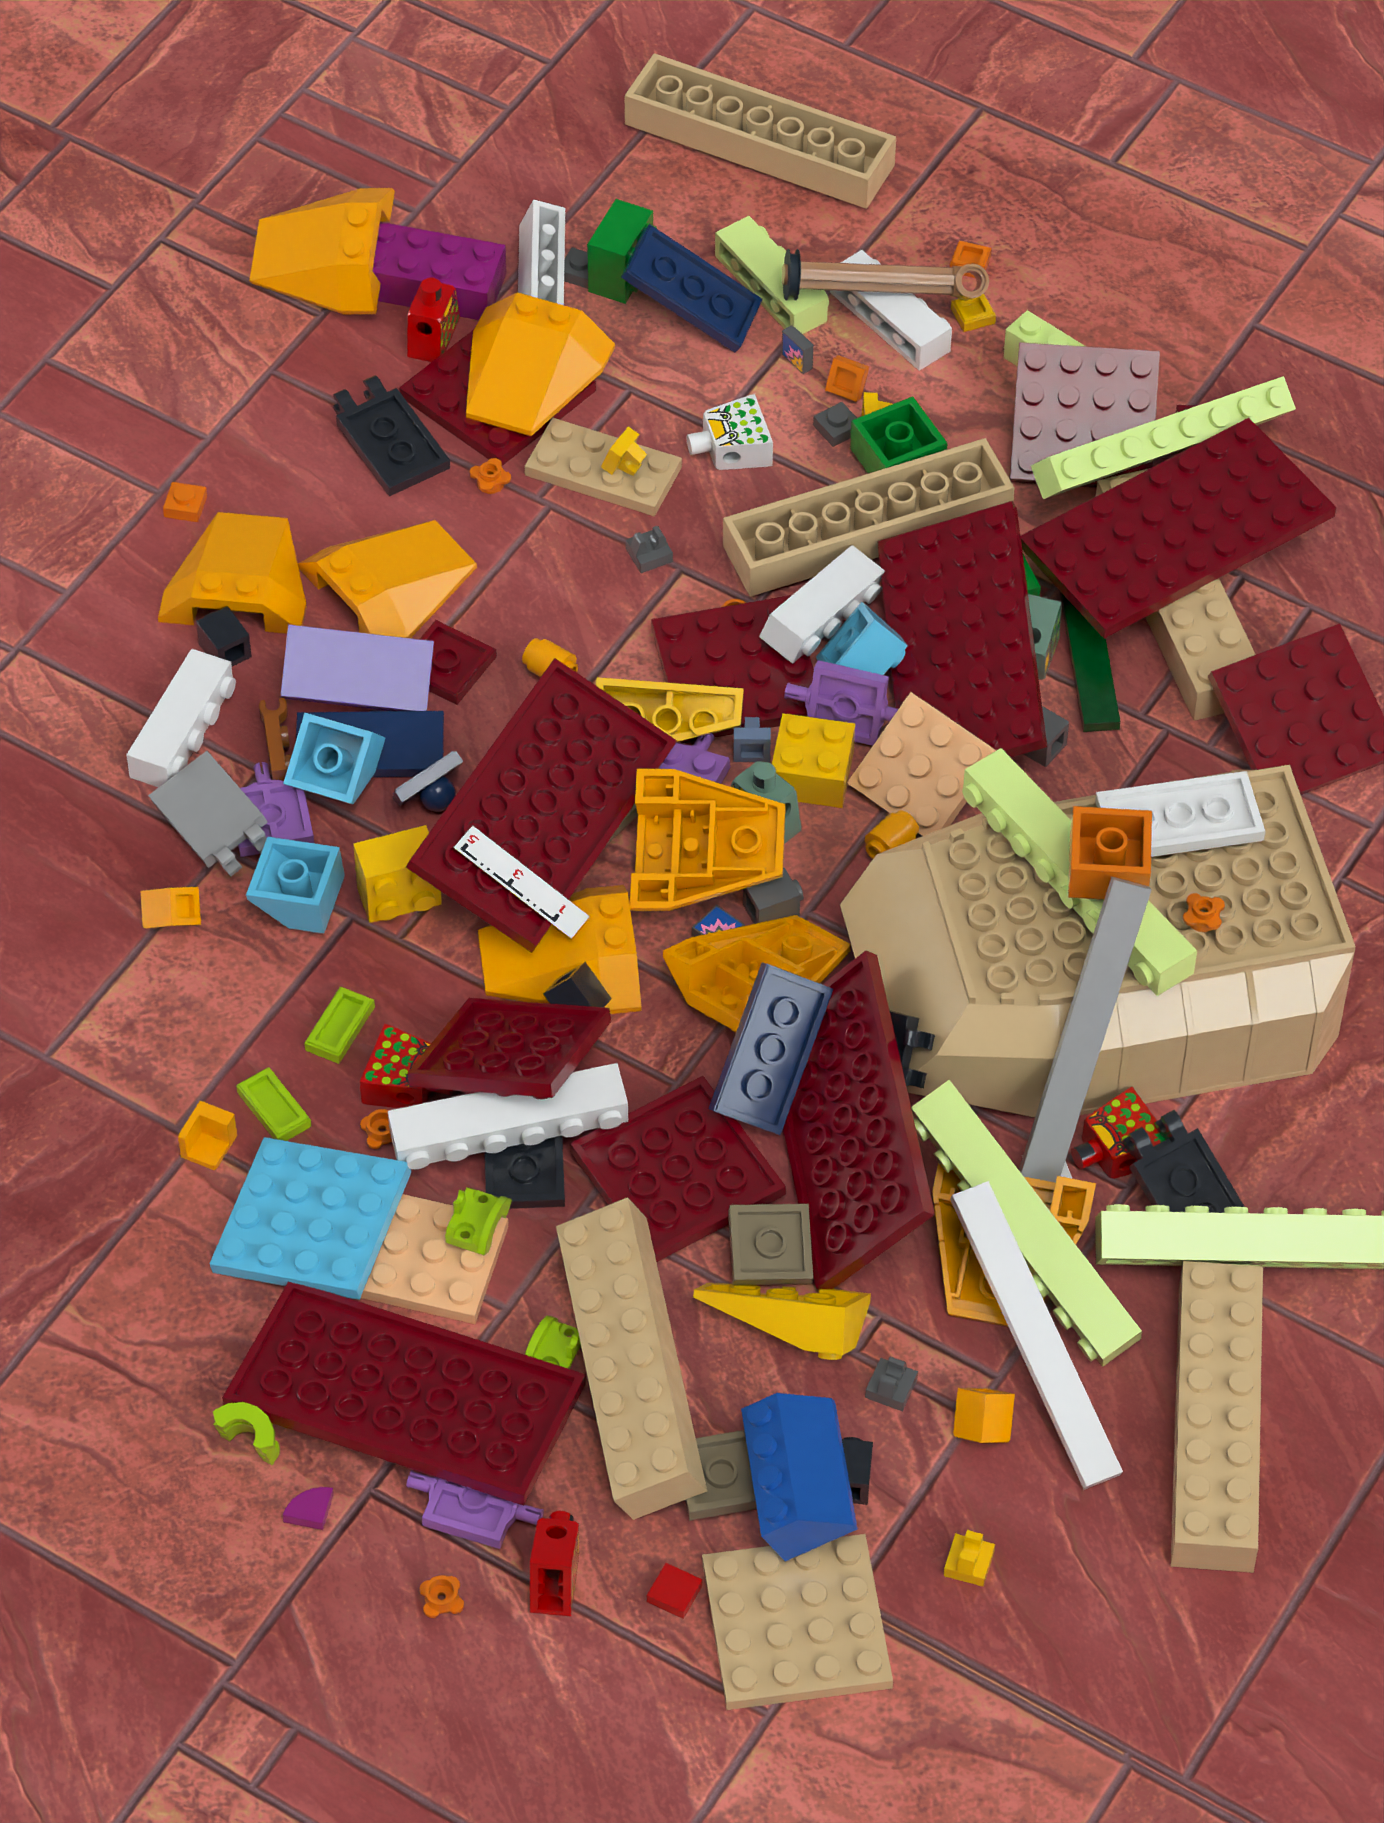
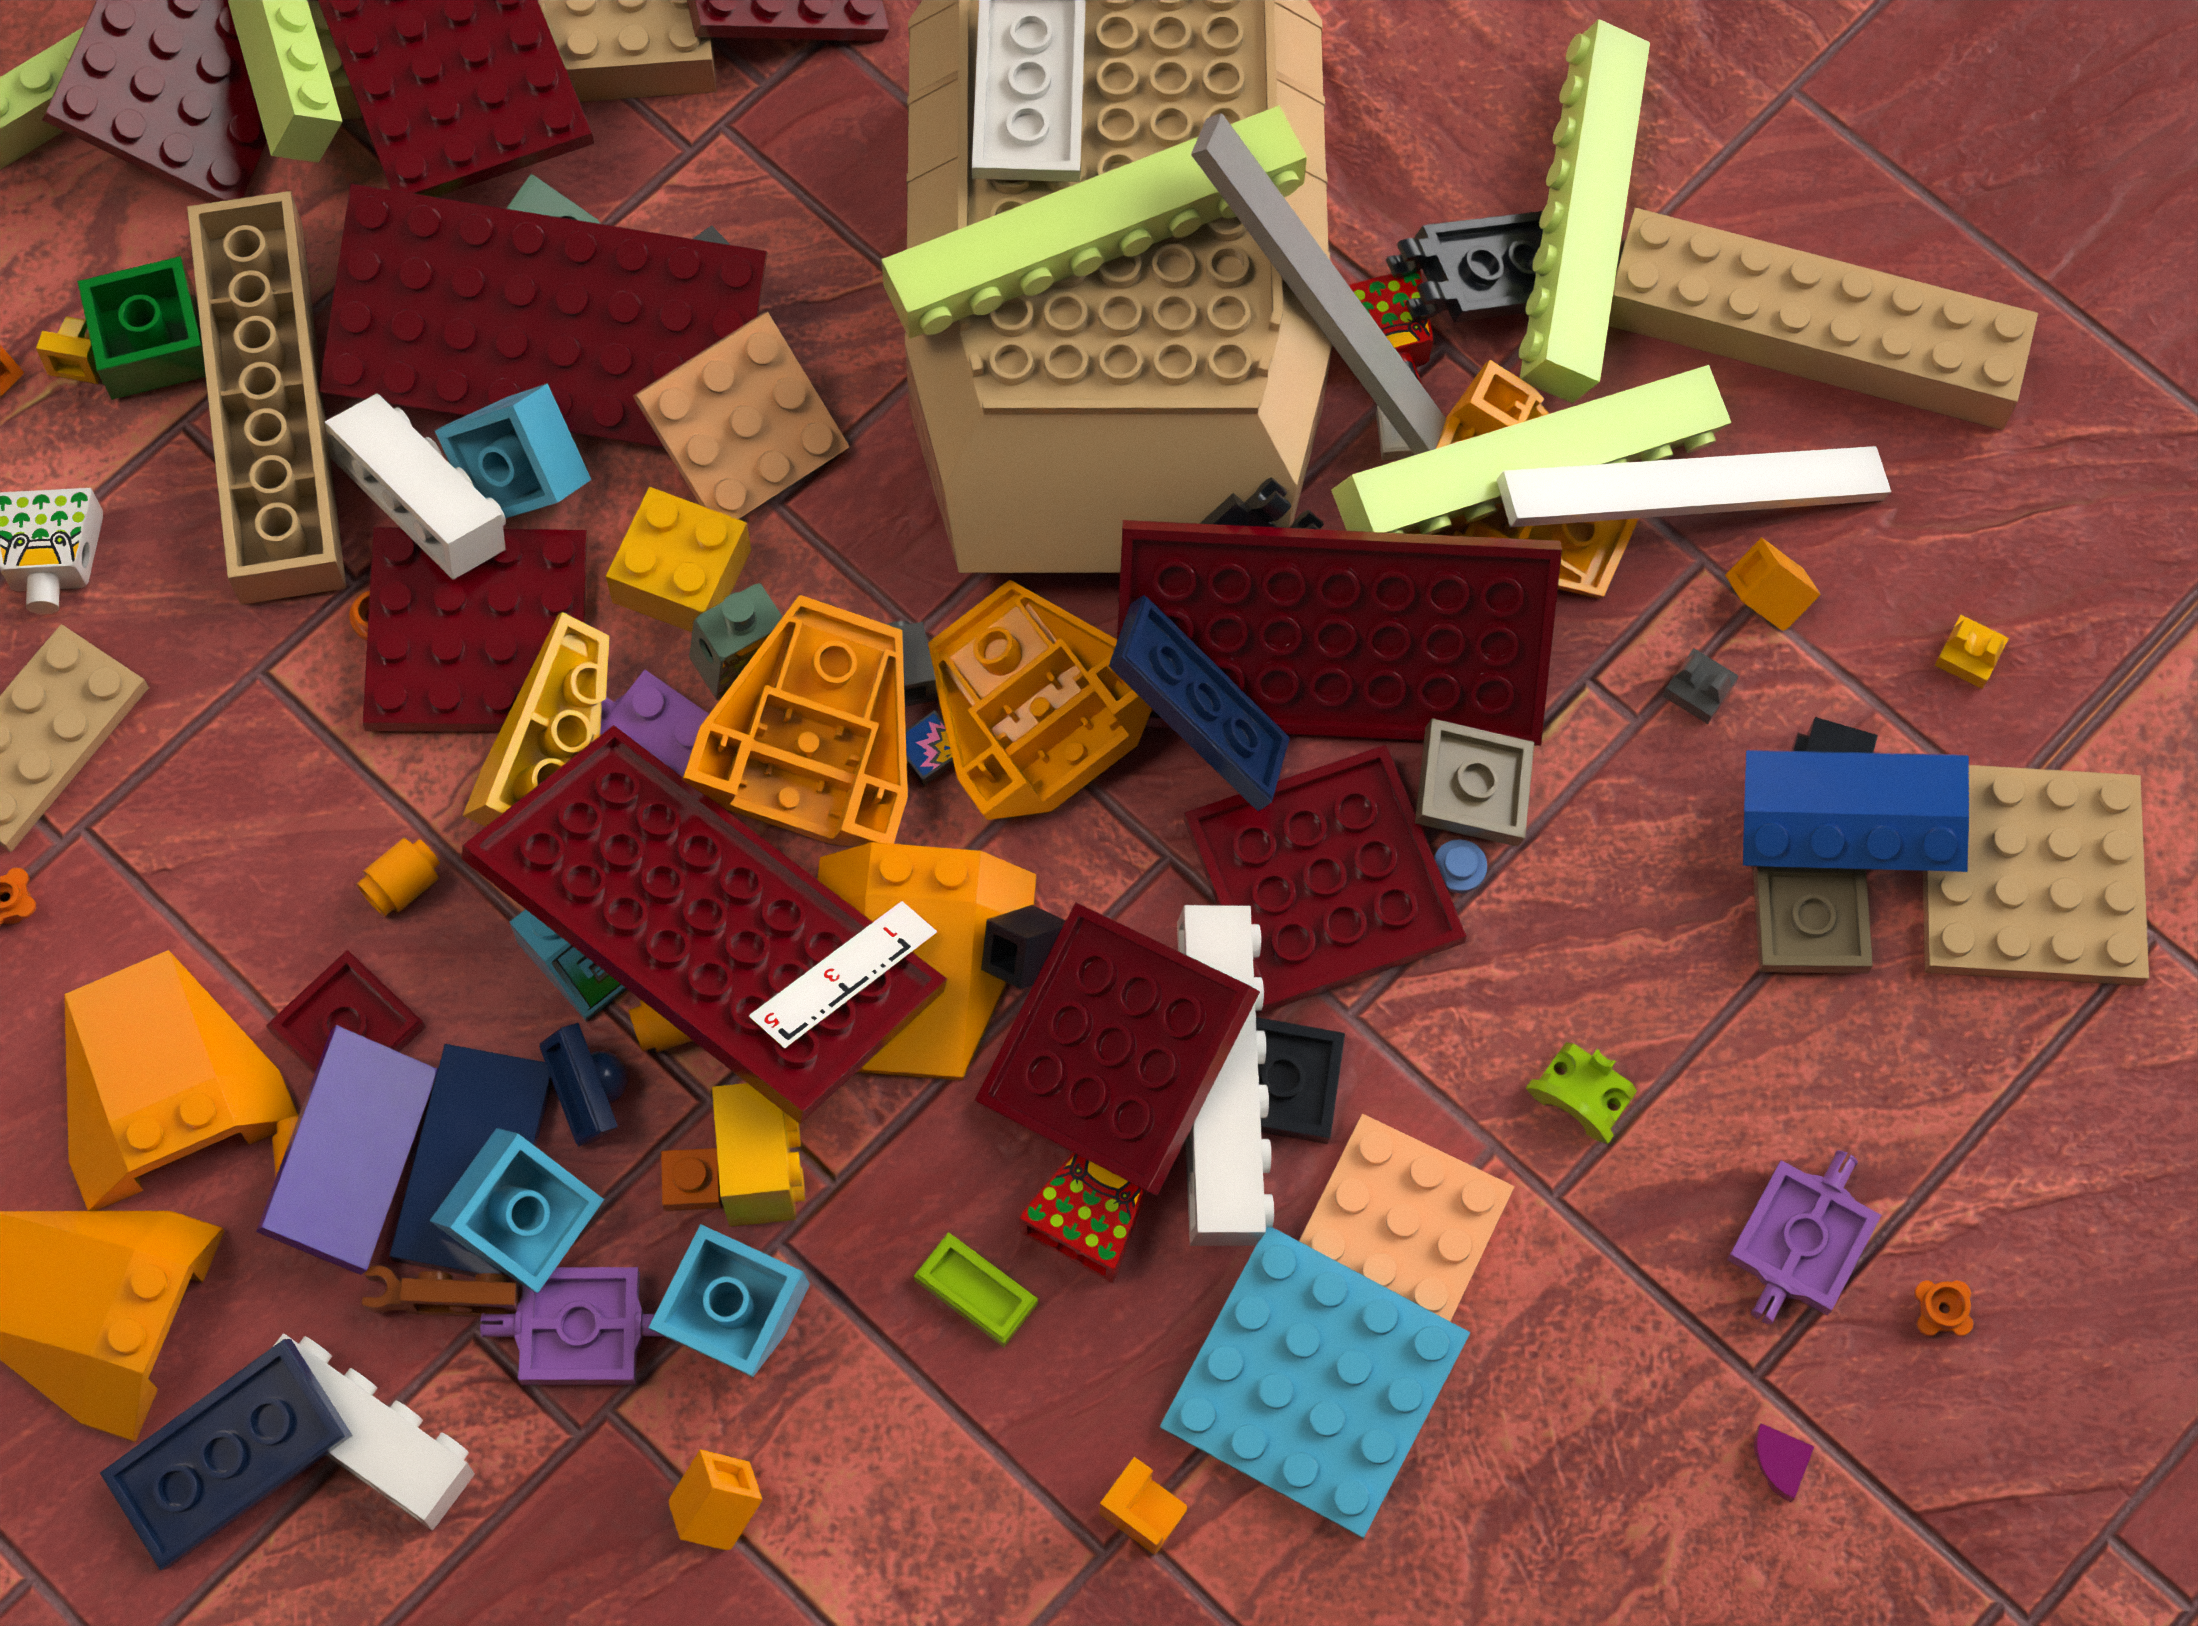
camera: 80 degrees left, 15 degrees up
(151, 653) = (225, 1454): none -> dark blue tile
(210, 812) = (557, 1411): light grey tile -> none
(224, 636) = (213, 1342): black brick -> none
(244, 1417) = (1644, 1541): lime piece -> none
(273, 1105) = (1098, 1406): lime tile -> none
(372, 1123) = (1165, 1273): orange plate -> none
(407, 1391) = (1631, 1301): dark red plate -> none
(475, 1220) = (1379, 1145): lime piece -> none
(557, 1549) = (1929, 1145): red torso -> none
(624, 454) = (49, 691): yellow tile -> none
(631, 1359) = (1637, 989): tan brick -> none
(649, 550) = (218, 704): dark grey tile -> none
(674, 1590) = (1971, 1011): red tile -> none
(708, 1251) = (1461, 865): none -> medium blue plate
(752, 742) = (624, 632): sand blue tile -> none
(813, 1322) = (1590, 765): yellow wedge -> none
(834, 423) = (59, 406): dark grey plate -> none
(846, 696) = (602, 492): medium lavender plate -> none
(891, 832) = (833, 492): light orange brick -> none
(1091, 672) = (607, 188): dark green tile -> none
(1107, 846) = (1128, 156): orange brick -> none
(1201, 920) = (1187, 106): orange plate -> none

